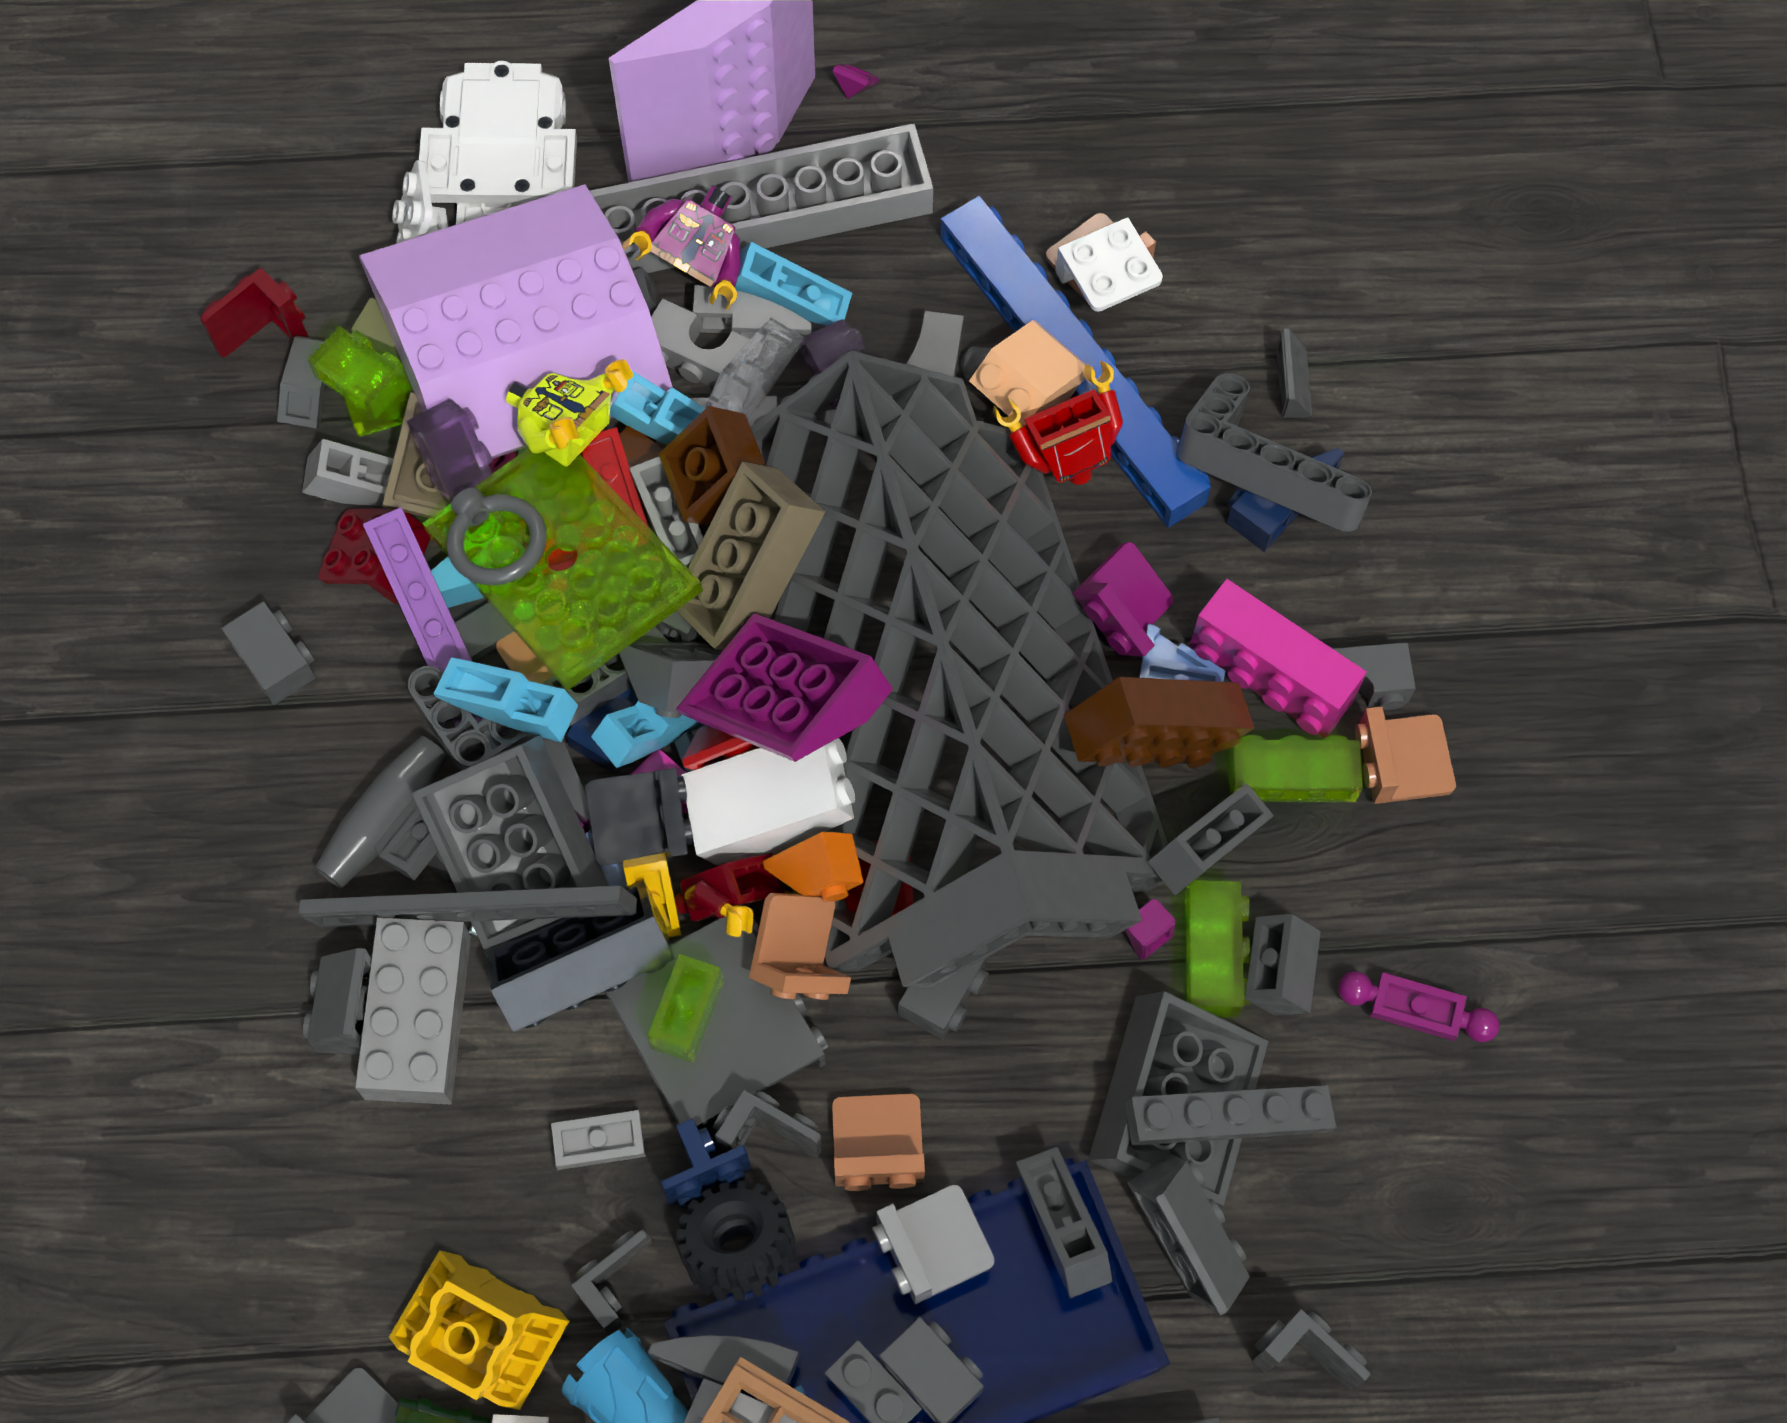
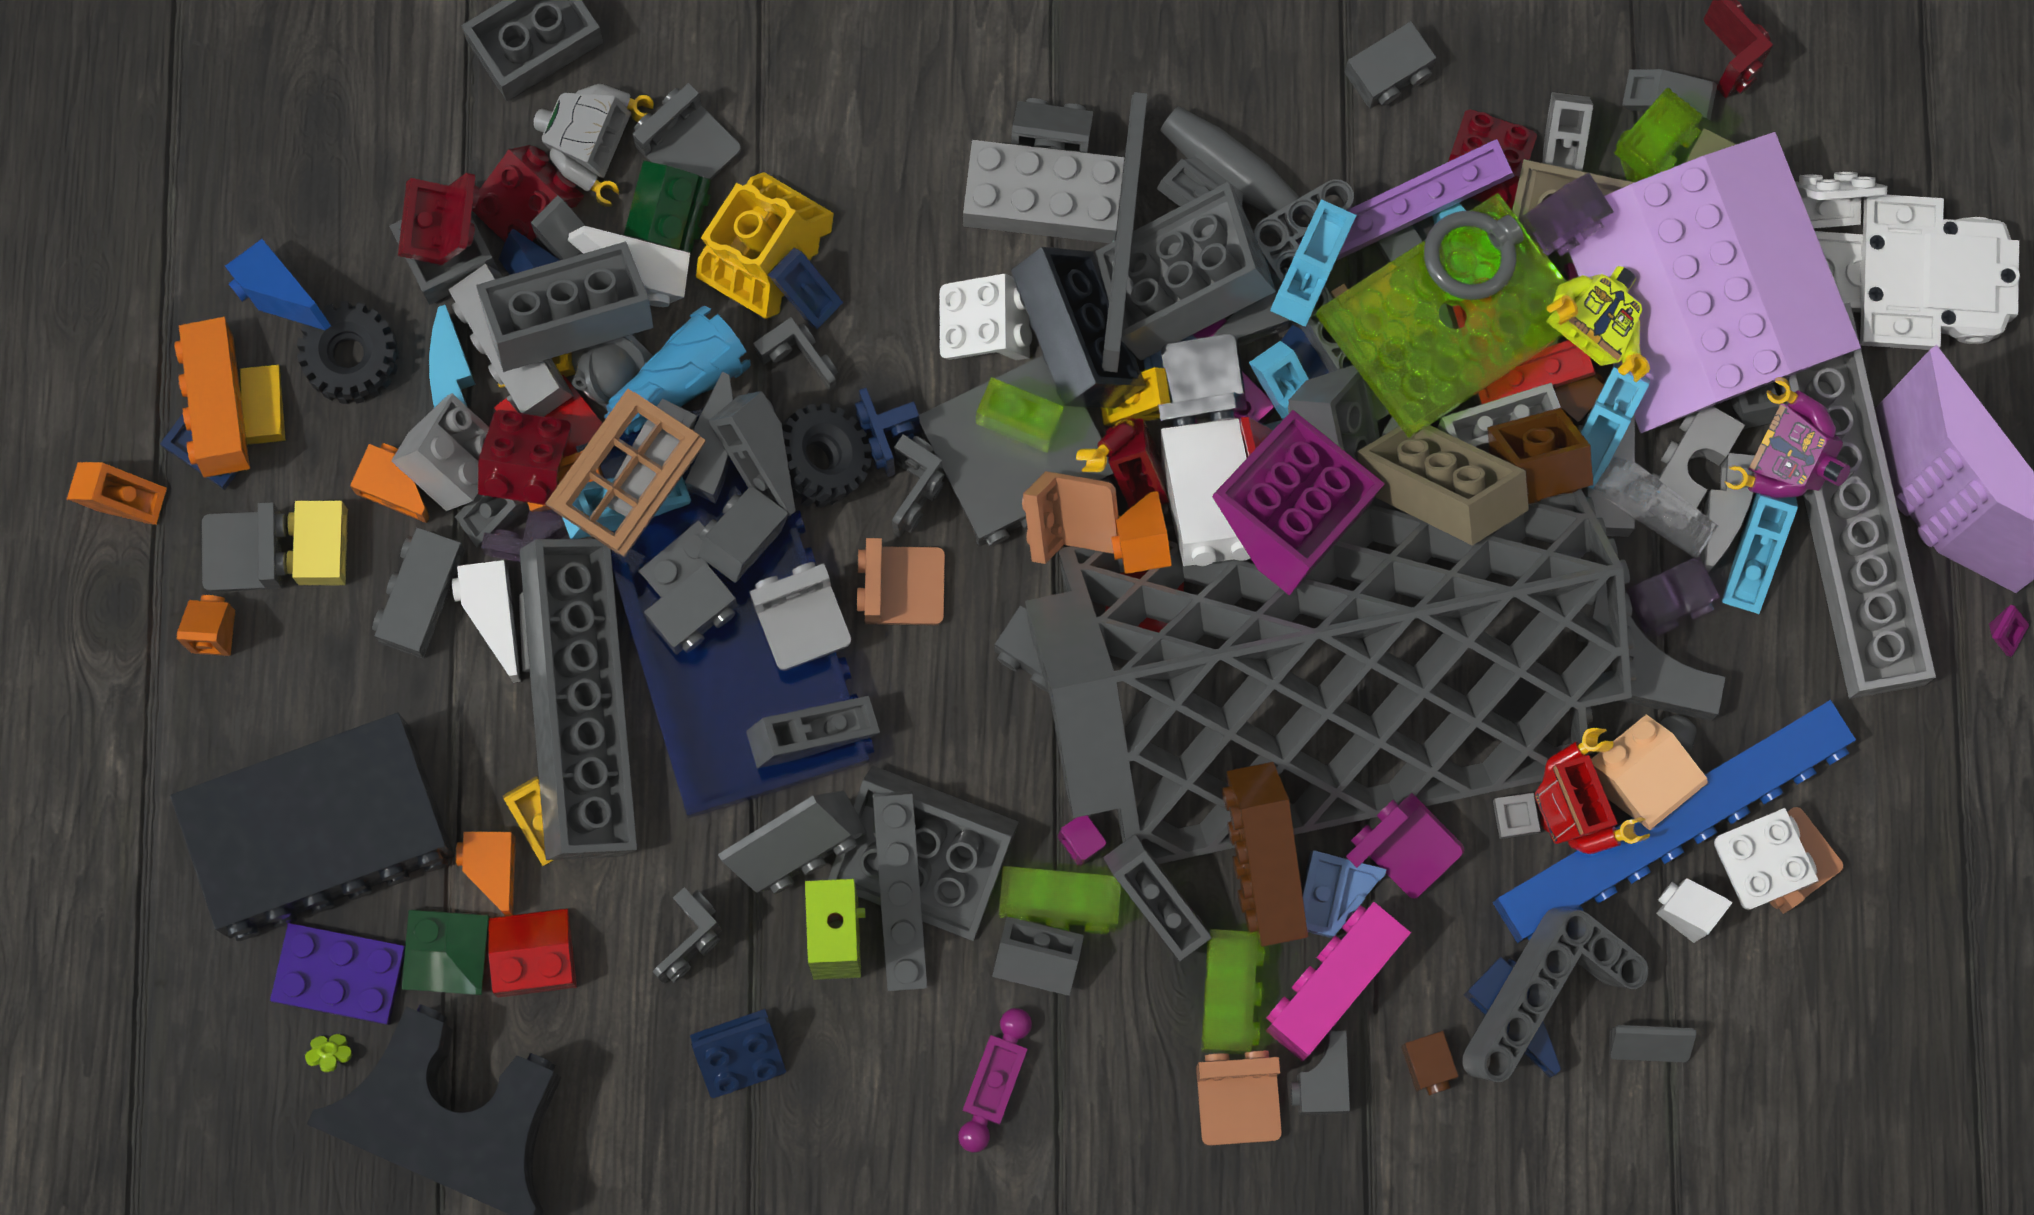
camera: 90 degrees right, 10 degrees up
(534, 1272) = (805, 288): none -> dark blue plate
(563, 1070) = (983, 319): none -> white bracket
(598, 1140) = (920, 346): light grey plate -> none
(741, 1302) = (756, 446): none -> dark grey slope
(842, 1315) = (742, 533): none -> dark grey brick
(1079, 504) = (1516, 815): none -> light grey plate
(1162, 333) = (1692, 908): none -> white slope
(1296, 1173) = (833, 929): none -> lime brick
(1342, 574) = (1430, 1063): none -> reddish brown brick
(1426, 1289) = (737, 1054): none -> dark blue bracket

